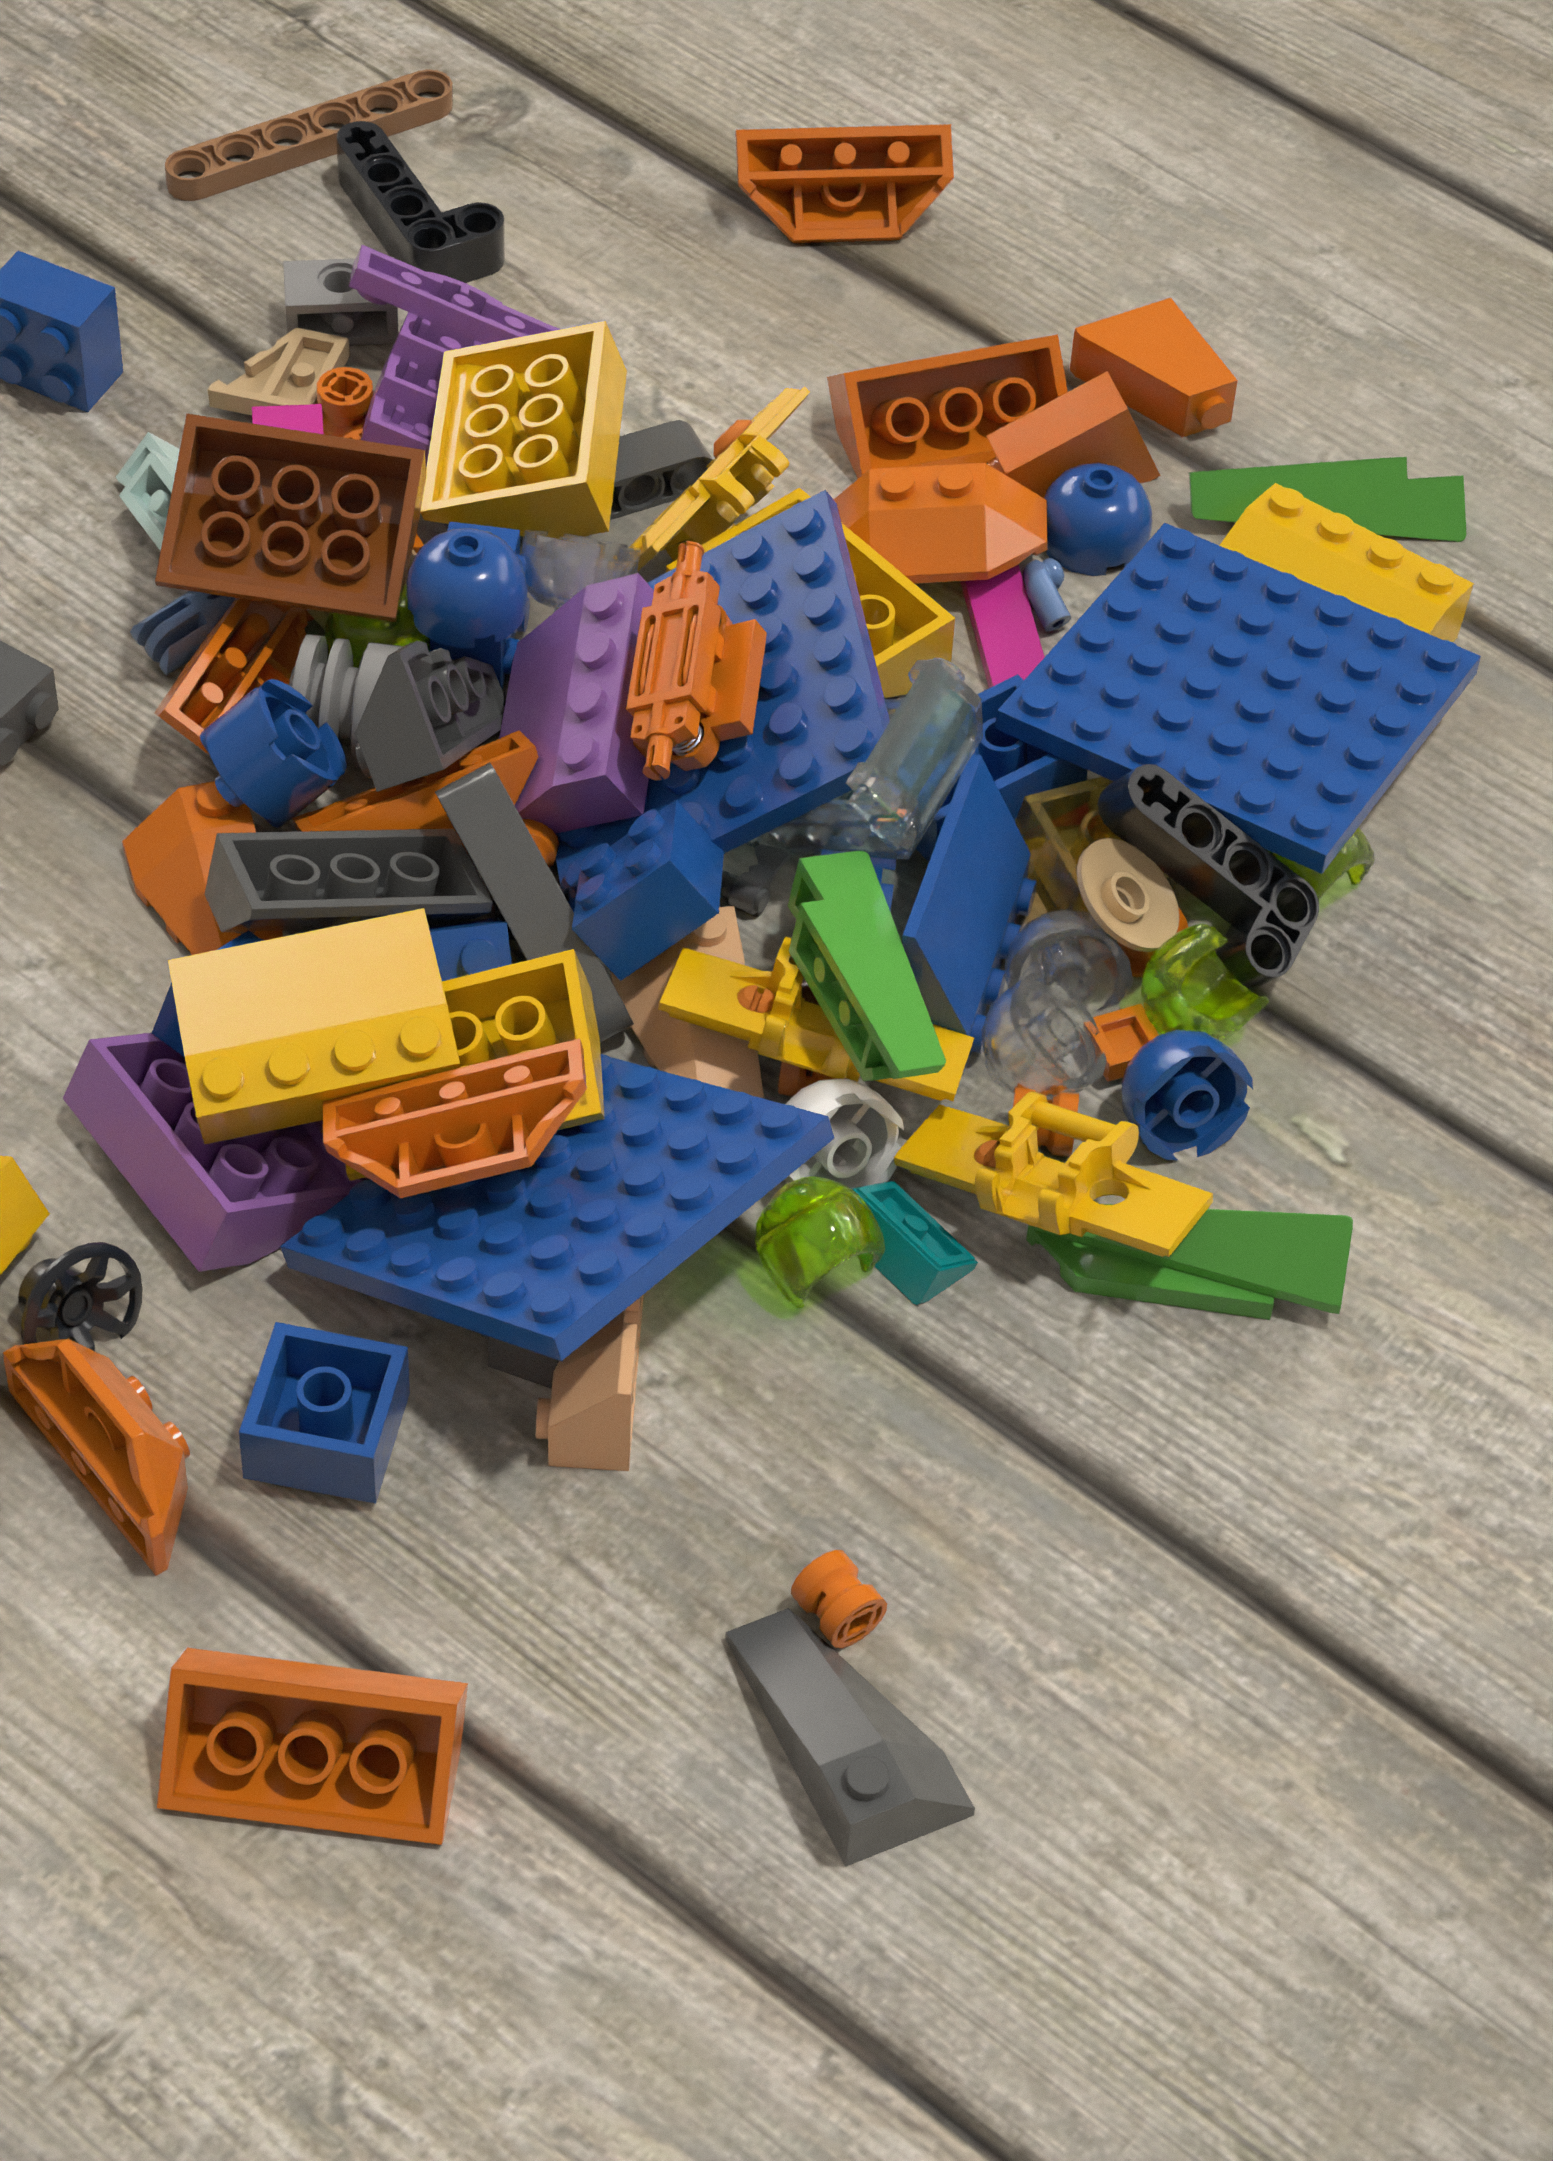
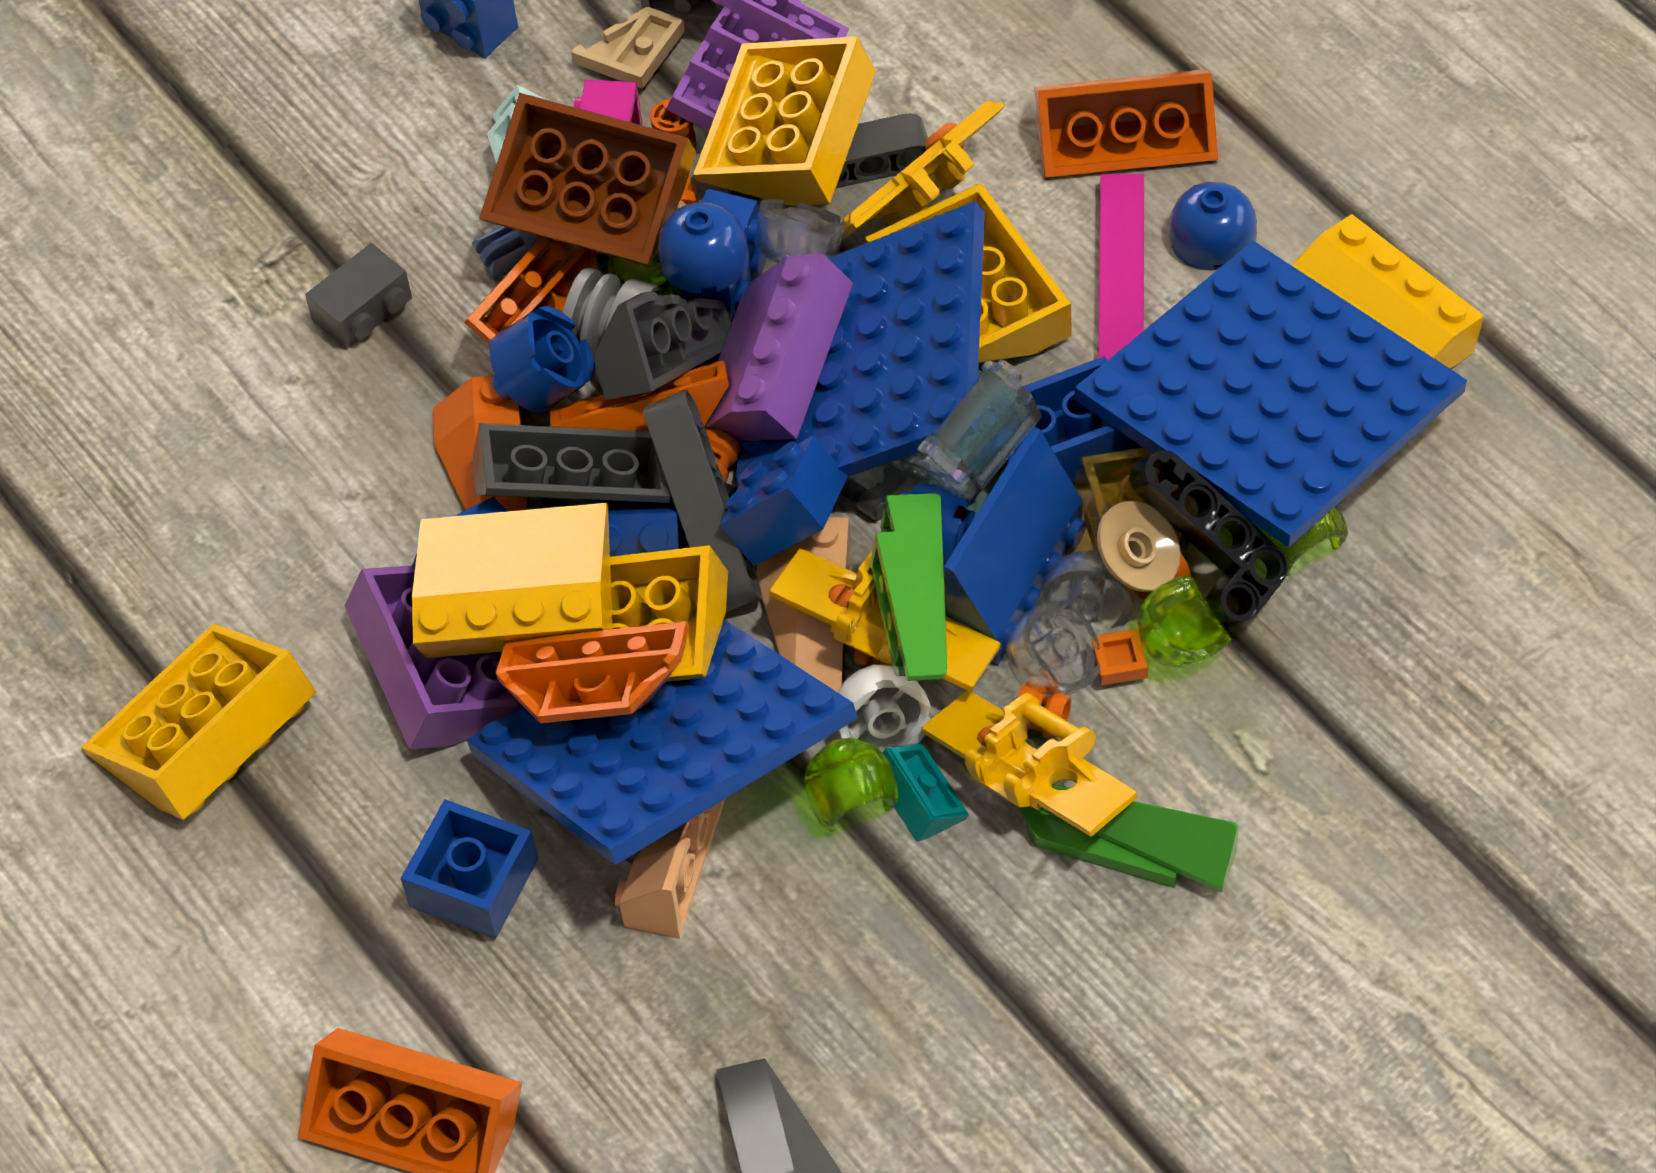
camera: 20 degrees right, 5 degrees up
(73, 1301) = (314, 762): black wheel -> none
(107, 1439) = (322, 869): orange wedge -> none
(344, 400) = (665, 70): orange wheel -> none
(691, 671) = (842, 337): orange piece -> none
(838, 1598) = (799, 1060): orange wheel -> none
(945, 520) = (1088, 220): orange wedge -> none
(1041, 585) = (1155, 283): medium blue arm -> none
(1069, 431) = (1209, 153): orange slope -> none
(1158, 367) = (1294, 101): orange slope -> none
(1185, 1093) = (1148, 706): blue cylinder -> none
(1365, 490) = (1412, 223): bright green wedge -> none

